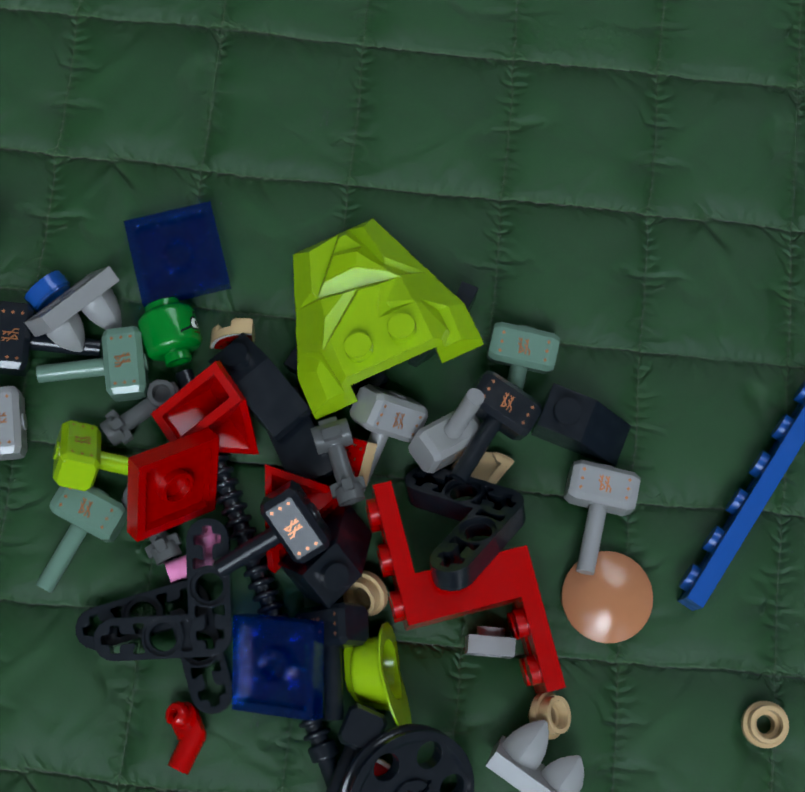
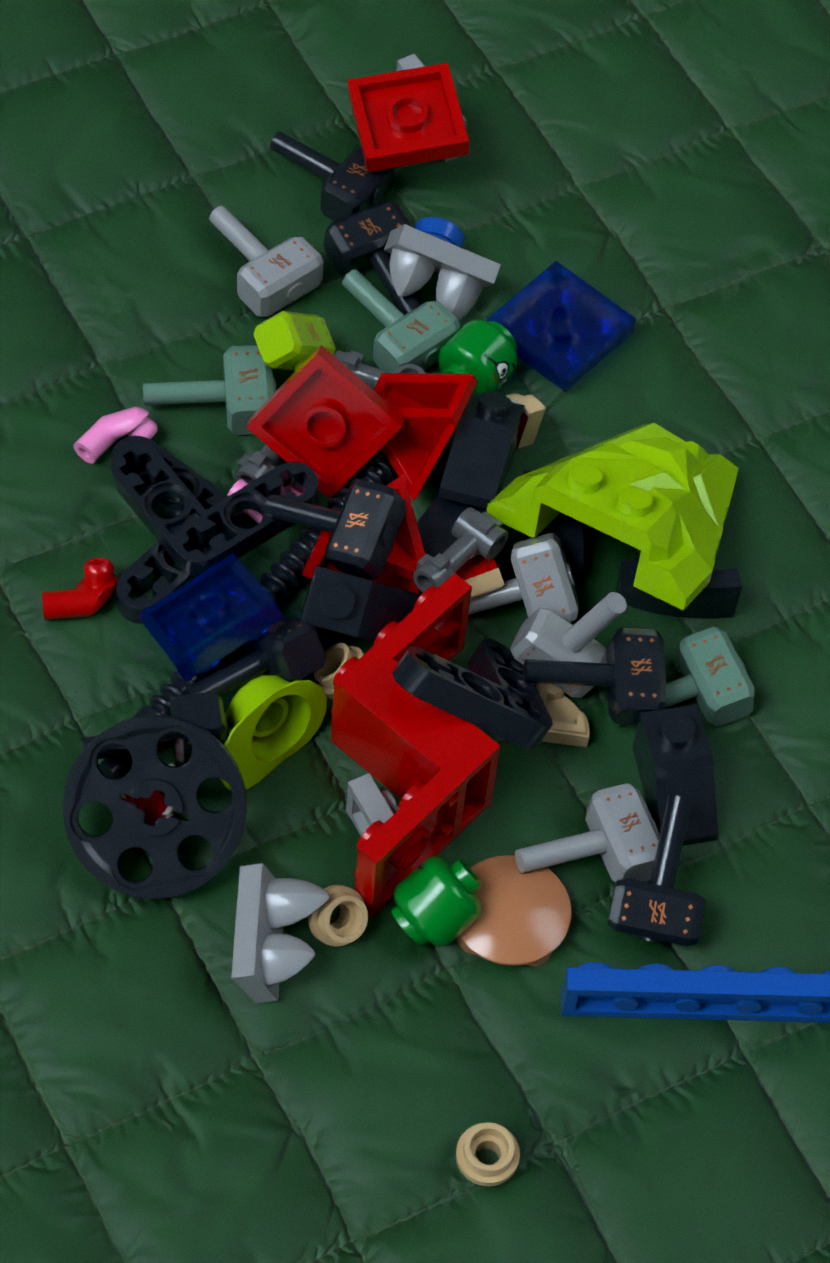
camera: 60 degrees right, 20 degrees down
(57, 624) = (111, 428): none -> bright pink arm
(583, 645) = (437, 901): none -> green head
(669, 501) = (656, 908): none -> black piece

